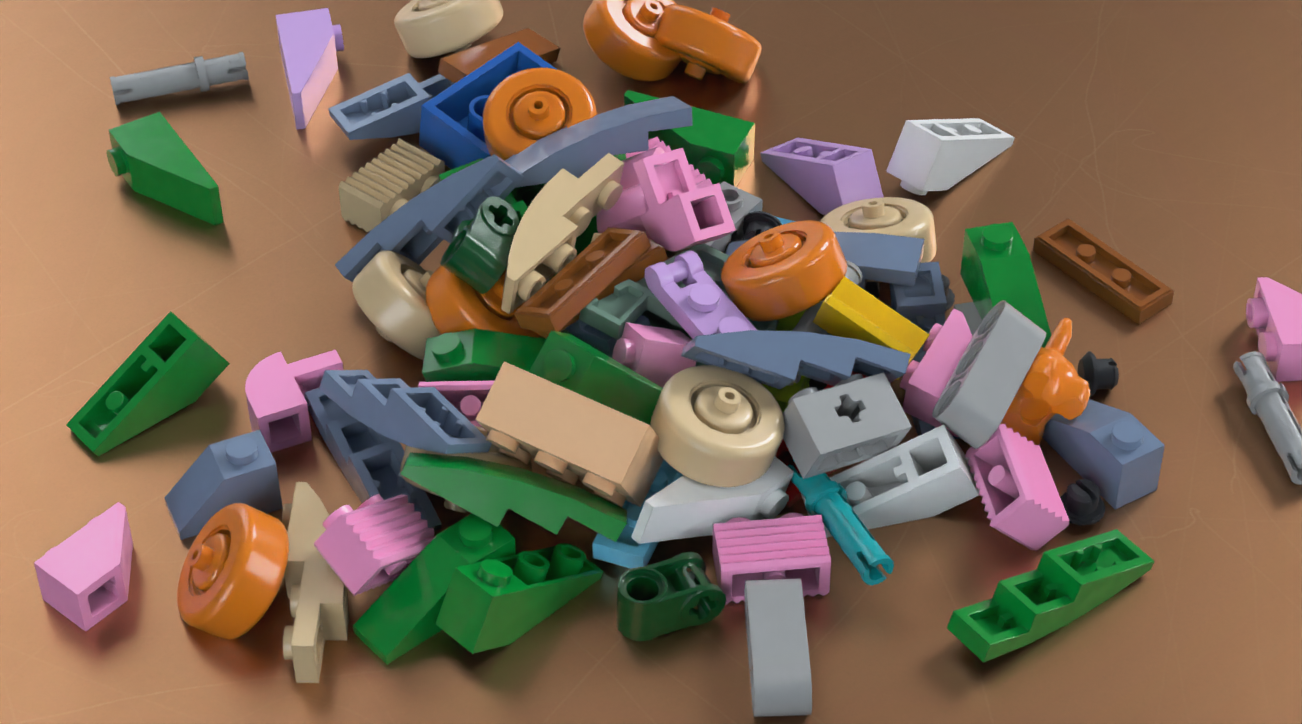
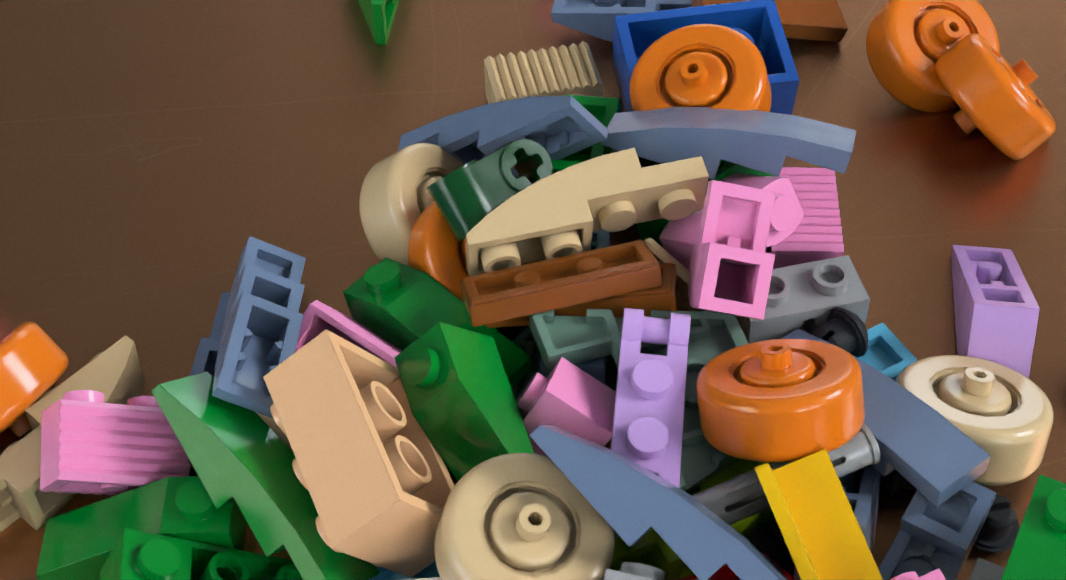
camera: 40 degrees right, 5 degrees up
(150, 385) = (146, 163): green slope -> none
(224, 475) = (97, 301): sand blue slope -> none
(278, 400) = (213, 235): bright pink brick -> none
(713, 144) = (889, 201): green slope -> none

